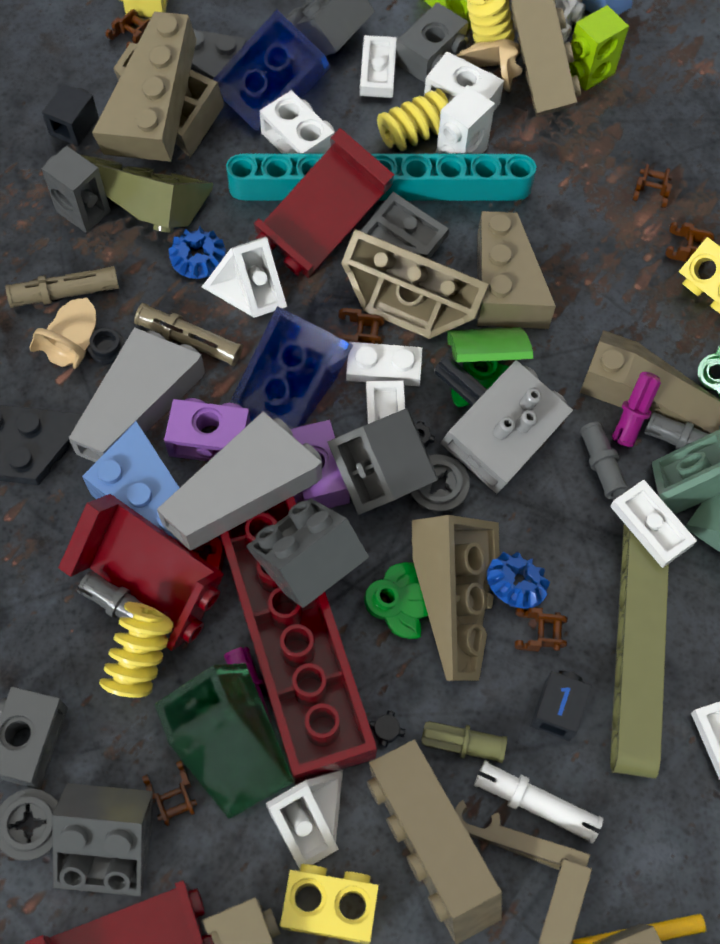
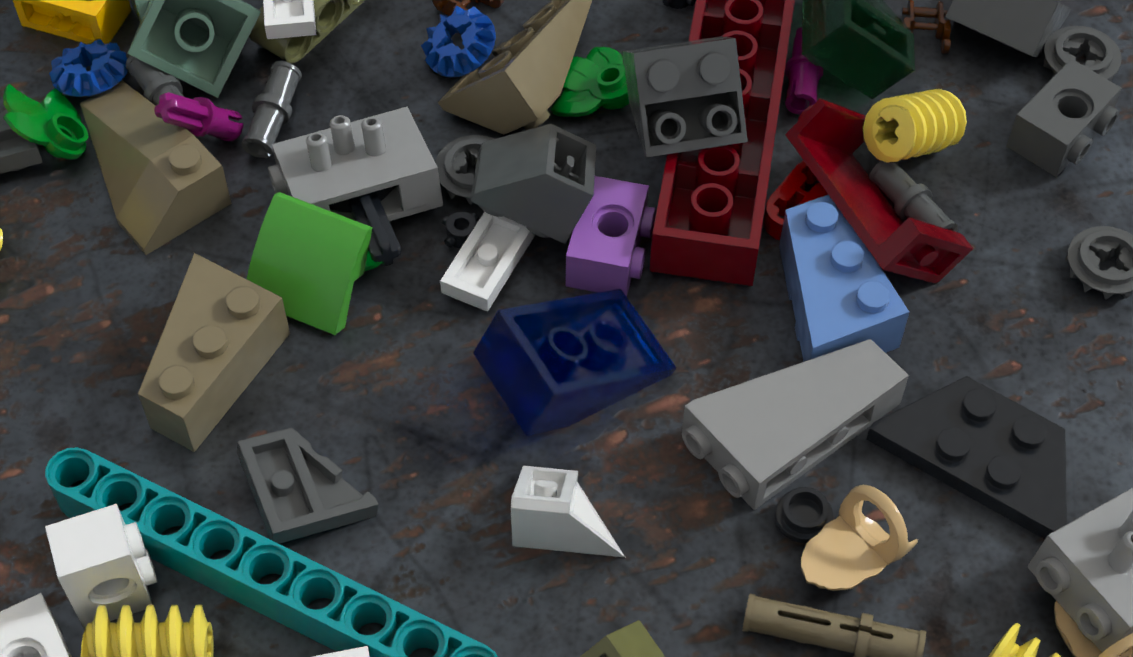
camera: 150 degrees left, 10 degrees down
(151, 318) = (697, 492): dark tan pin -> none
(190, 416) = (708, 307): medium lavender brick -> none
(198, 265) = (581, 591): blue gear -> none
(241, 481) = (722, 187): light grey slope -> none
(325, 205) = (393, 547): dark red panel -> none
(356, 315) = (456, 372): reddish brown piece -> none
(384, 363) = (438, 328): white plate -> none
(410, 287) = (335, 381): dark tan wedge -> none

